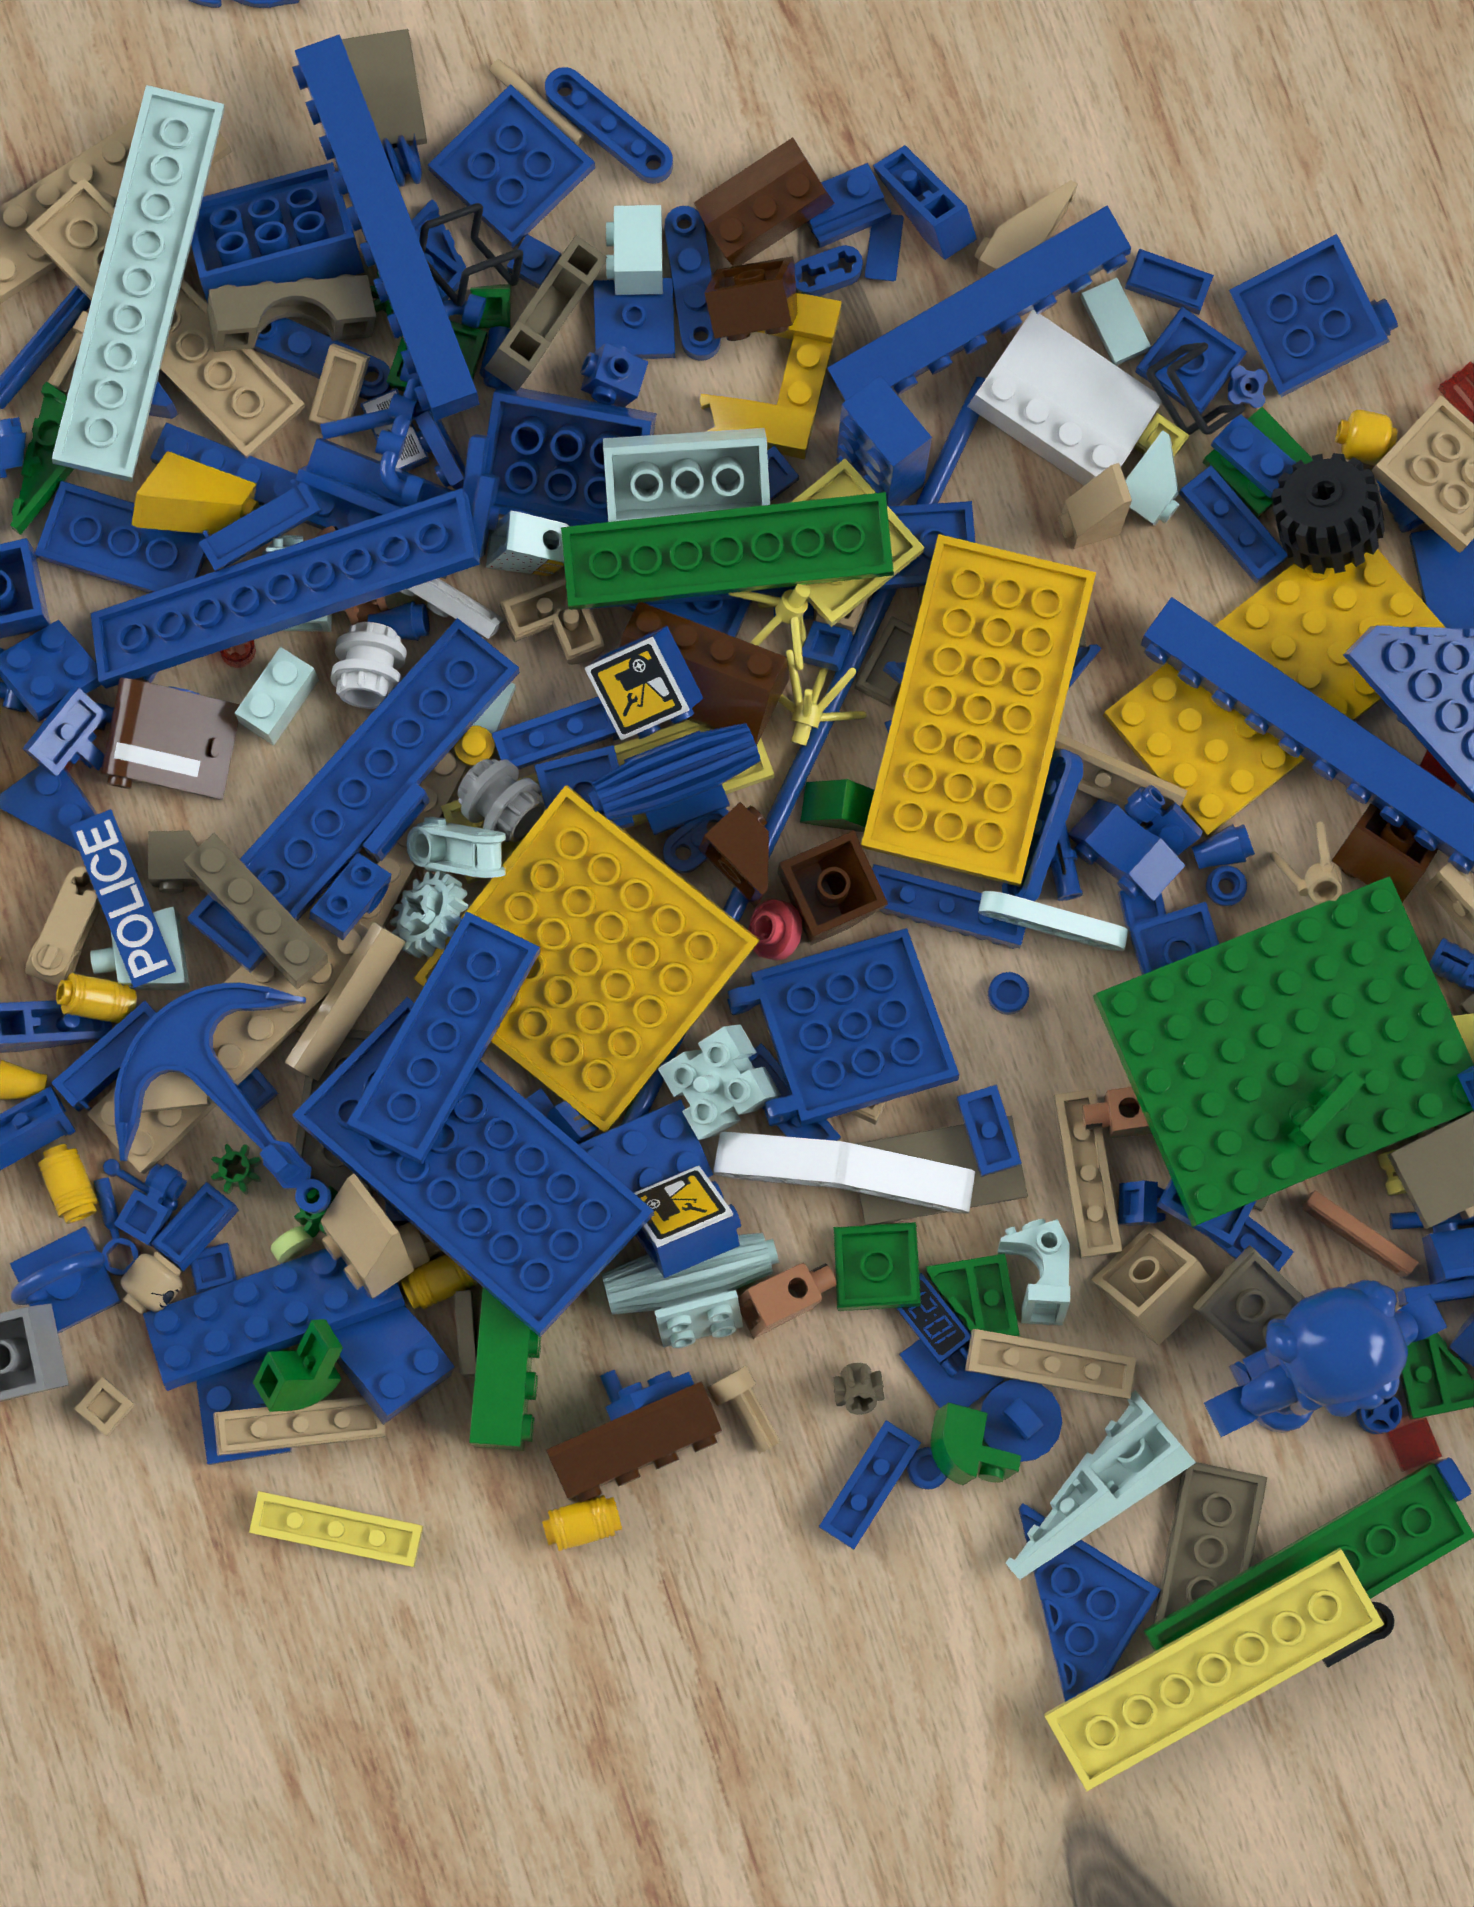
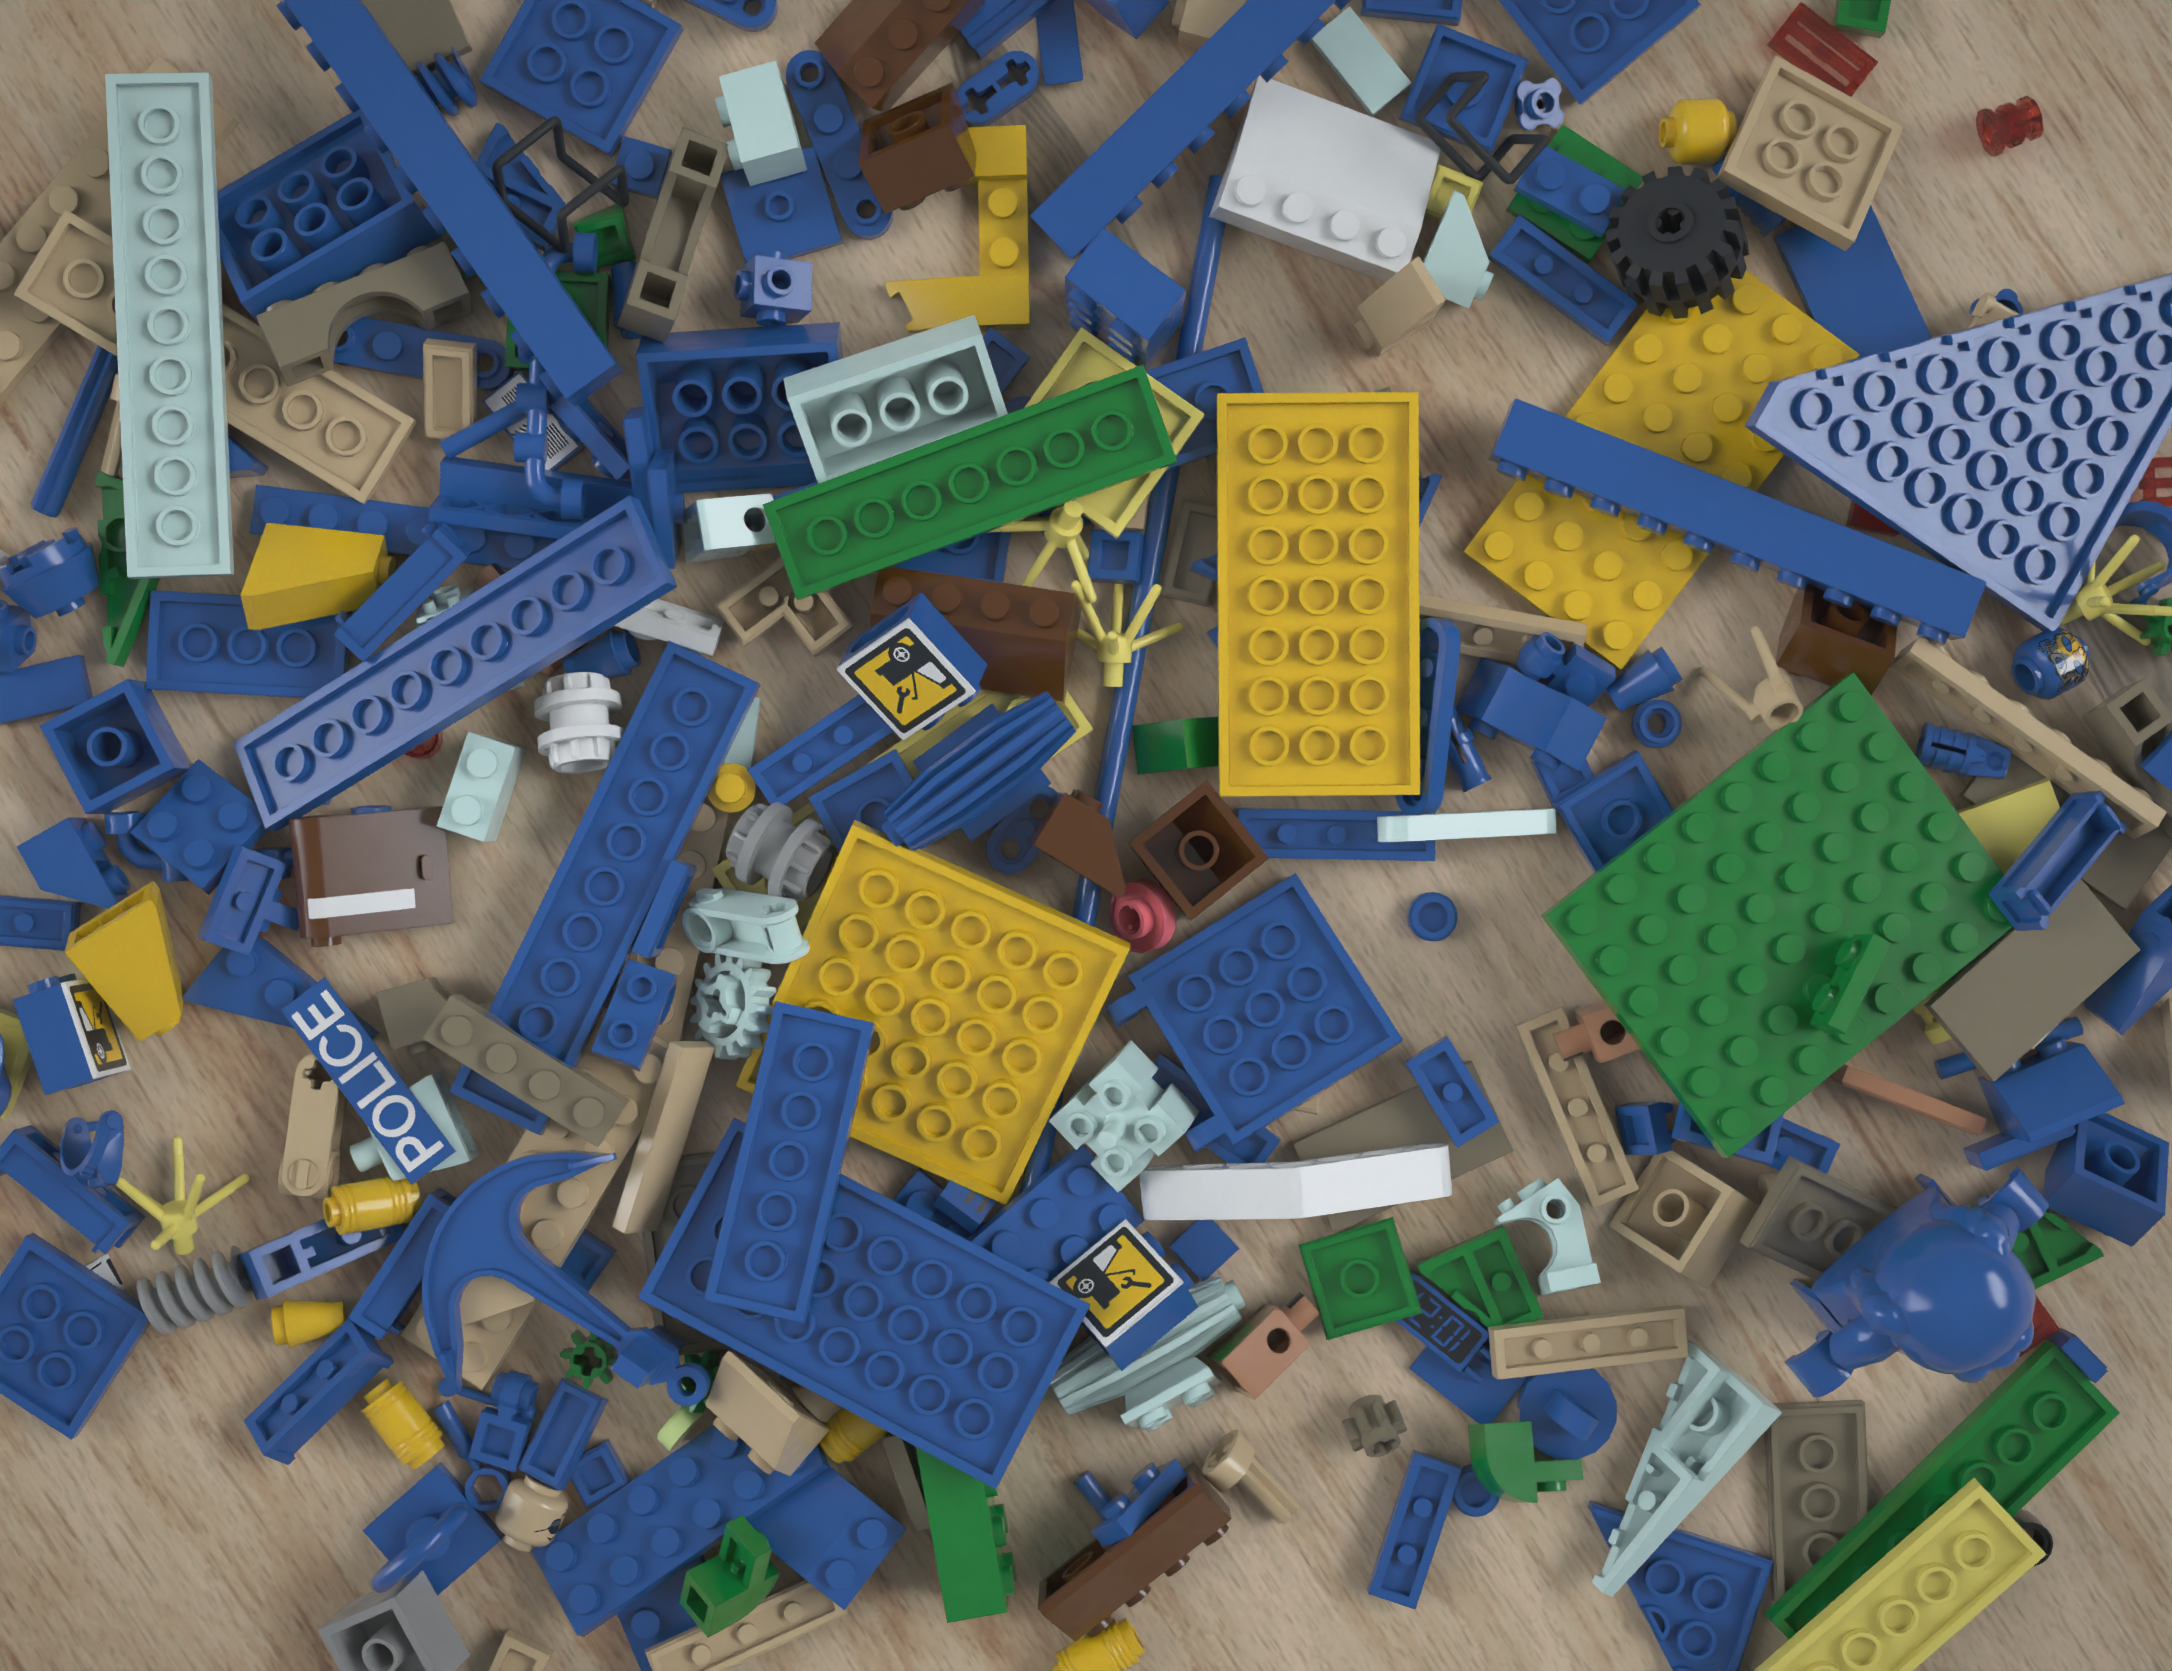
camera: 15 degrees left, 10 degrees up
(757, 1209) = (1204, 1247): none -> blue tile

